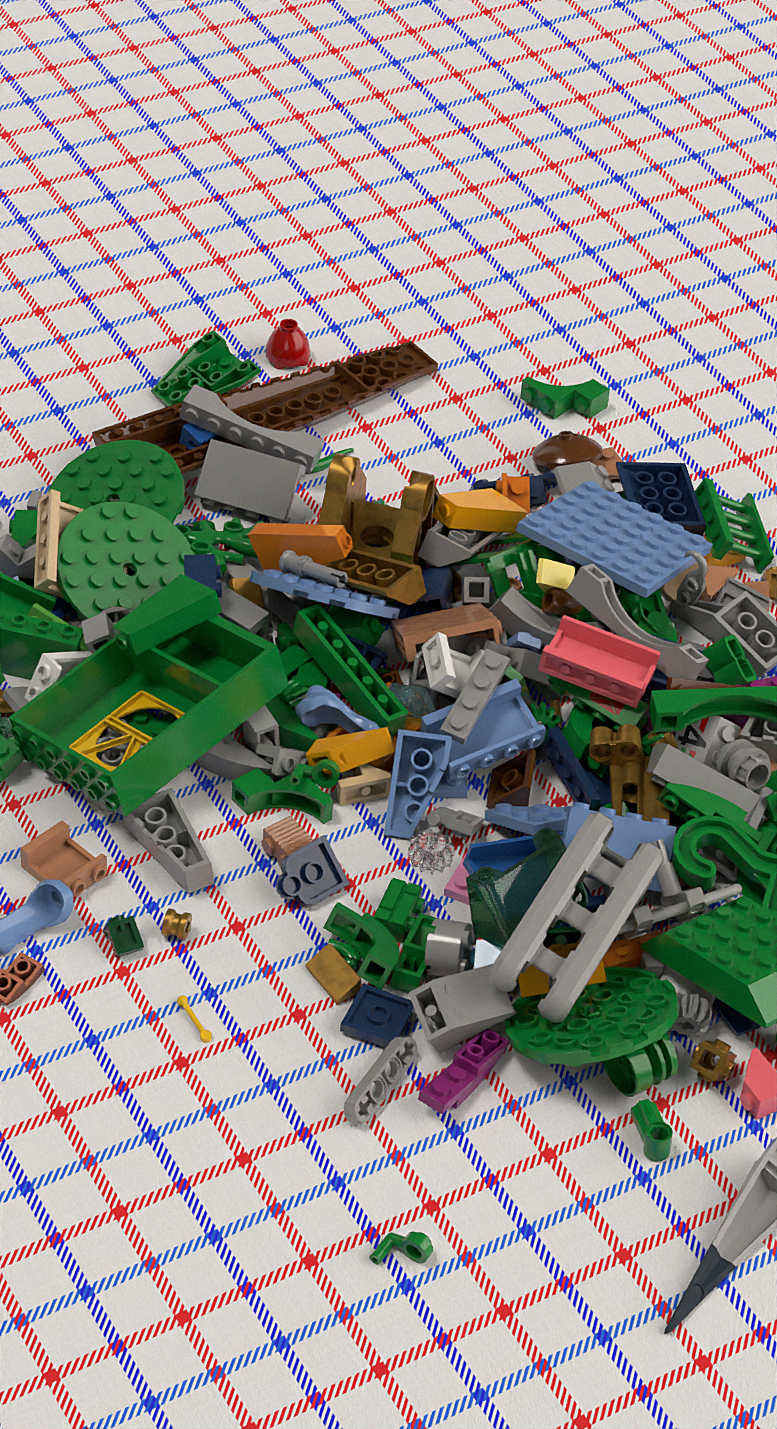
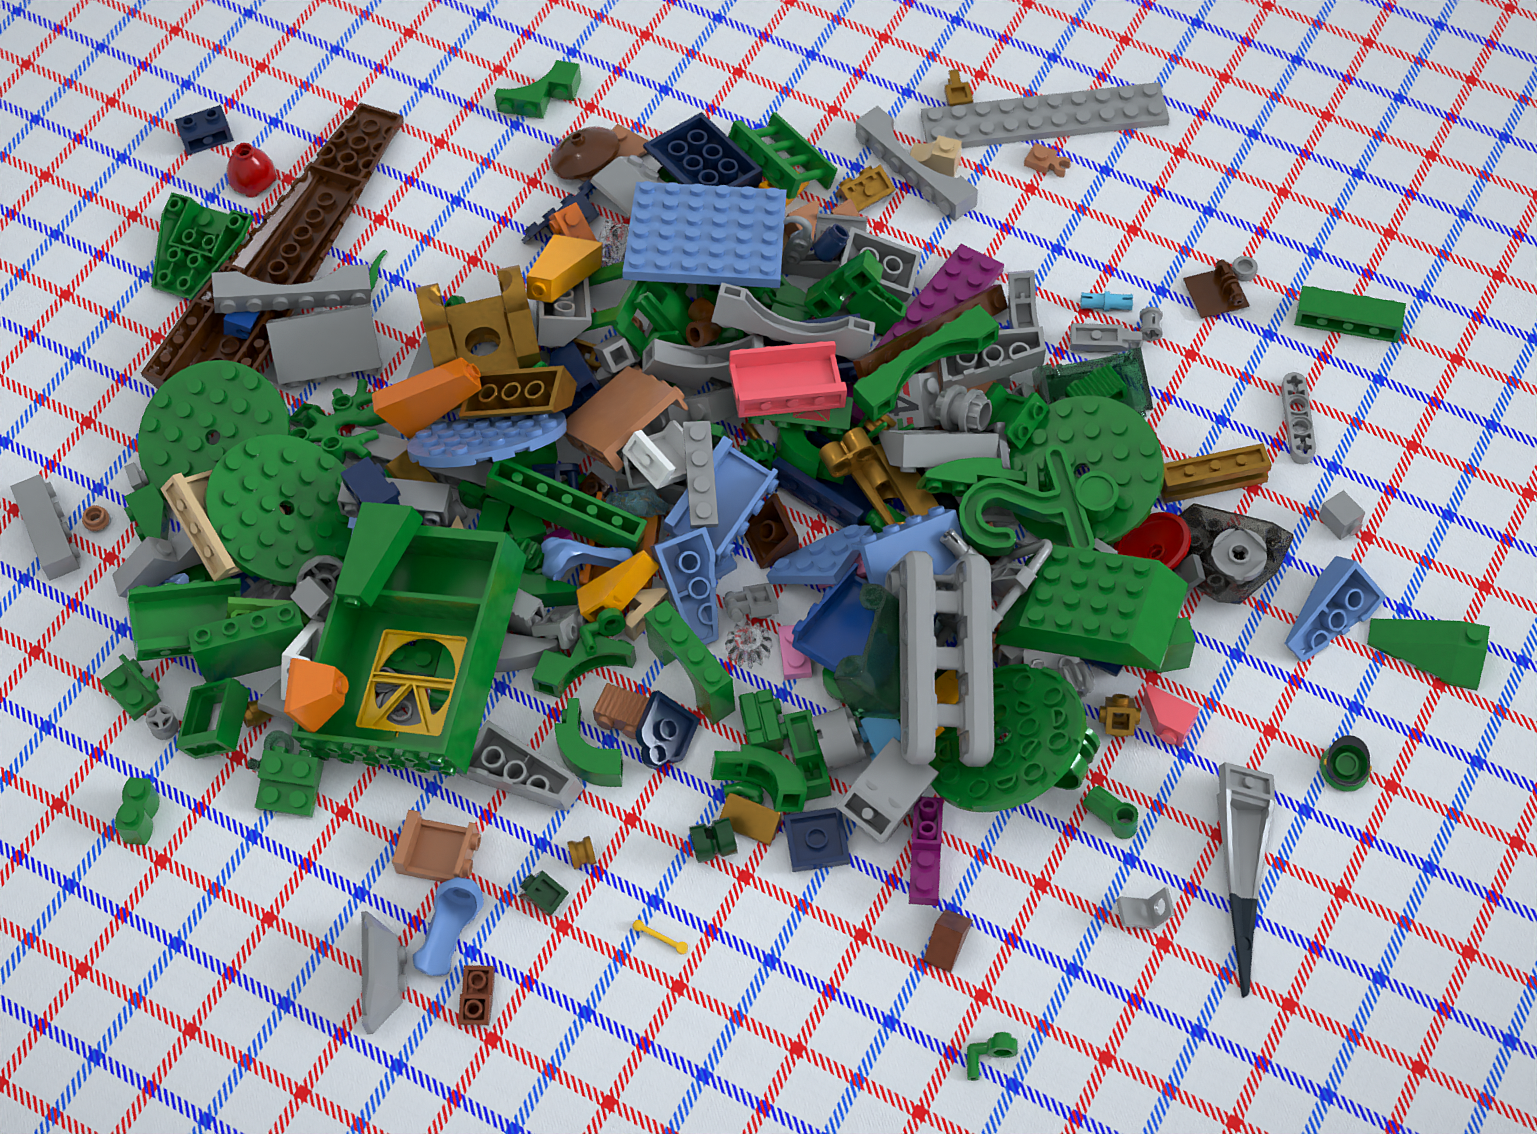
camera: 25 degrees left, 15 degrees up
(44, 689) = (313, 693): none -> orange slope
(233, 867) = (588, 763): none -> green arch
(273, 305) = (204, 130): none -> dark blue brick
(290, 969) = (713, 840): none -> dark green wheel
(304, 566) = (450, 417): light grey pin -> none
(361, 1103) = (862, 902): light grey beam -> none
(369, 826) = (673, 639): none -> green arch
(432, 1146) = (947, 940): none -> copper slope
(524, 641) = (695, 386): medium blue plate -> none
(554, 575) = (689, 308): light yellow slope -> none
(620, 1217) = (1144, 912): none -> light grey bracket
(709, 627) = (856, 275): none -> green arch
(719, 595) = (830, 243): none -> dark blue brick

